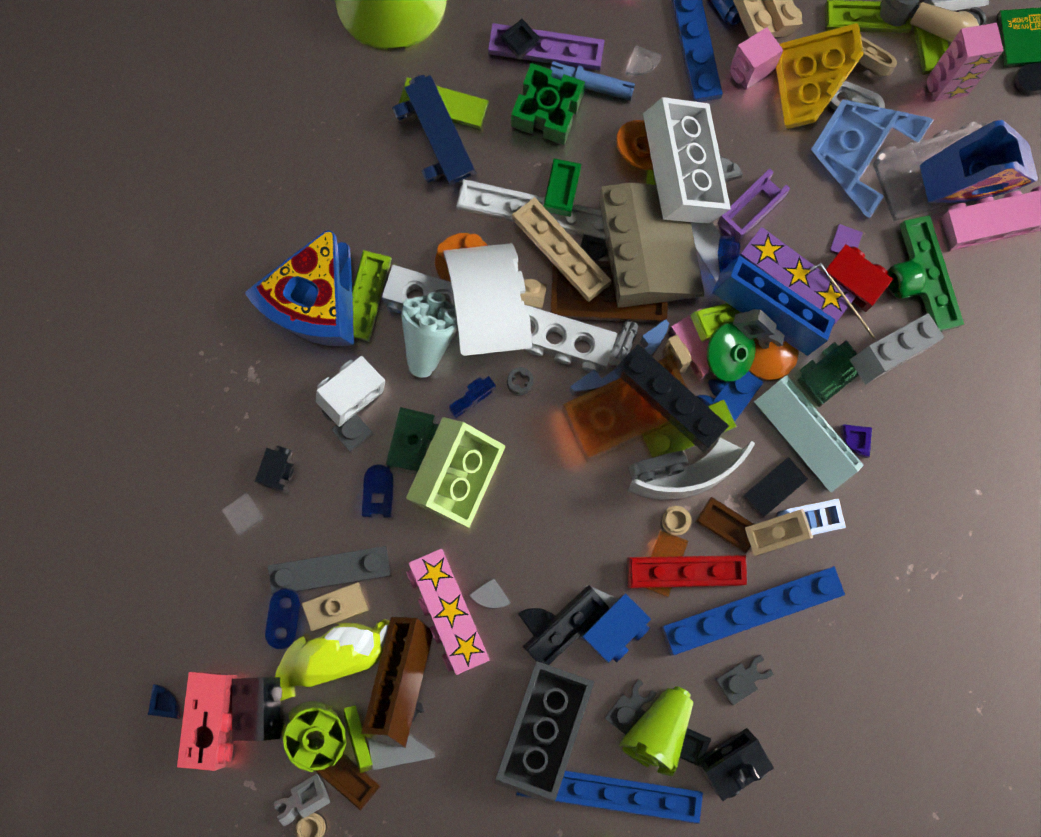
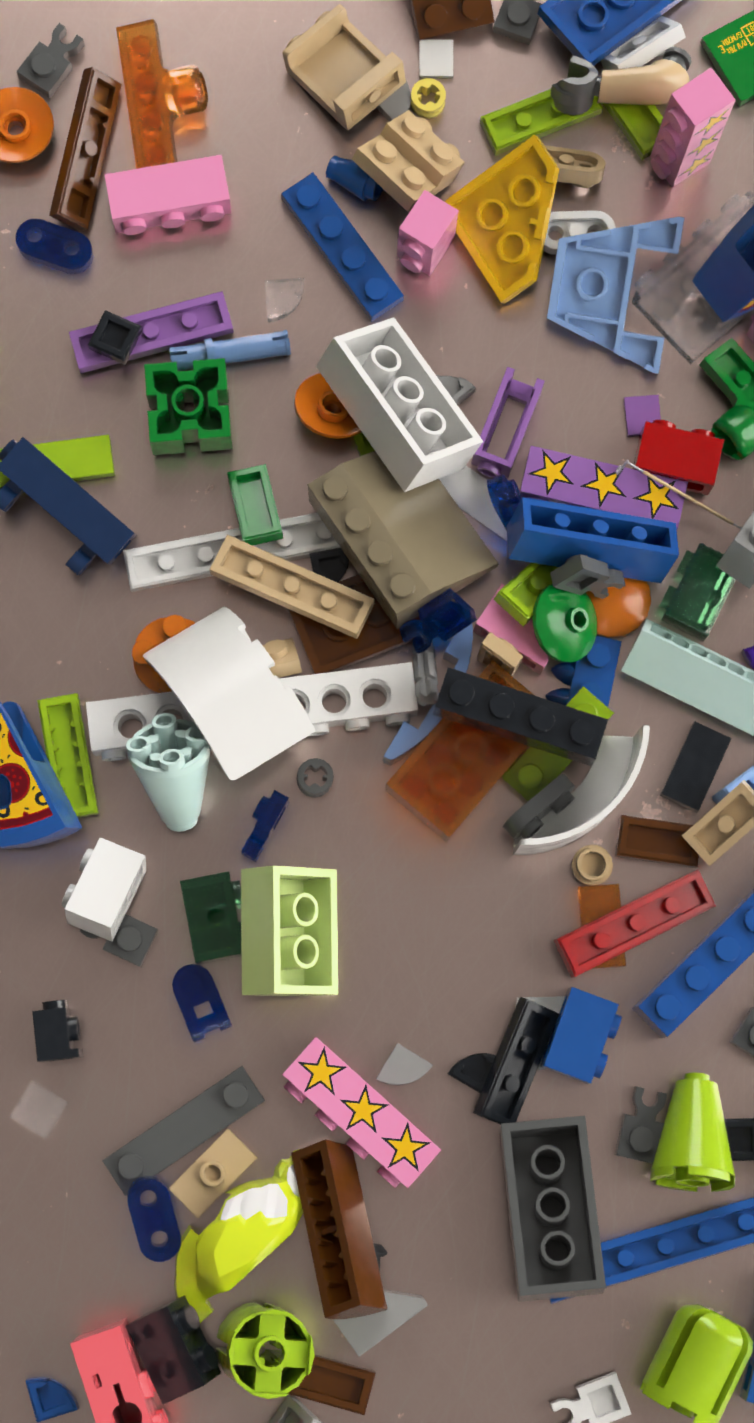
camera: 30 degrees left, 0 degrees up
(357, 739) = (320, 1327): lime tile -> none
(649, 311) = (440, 617): none -> clear blue plate

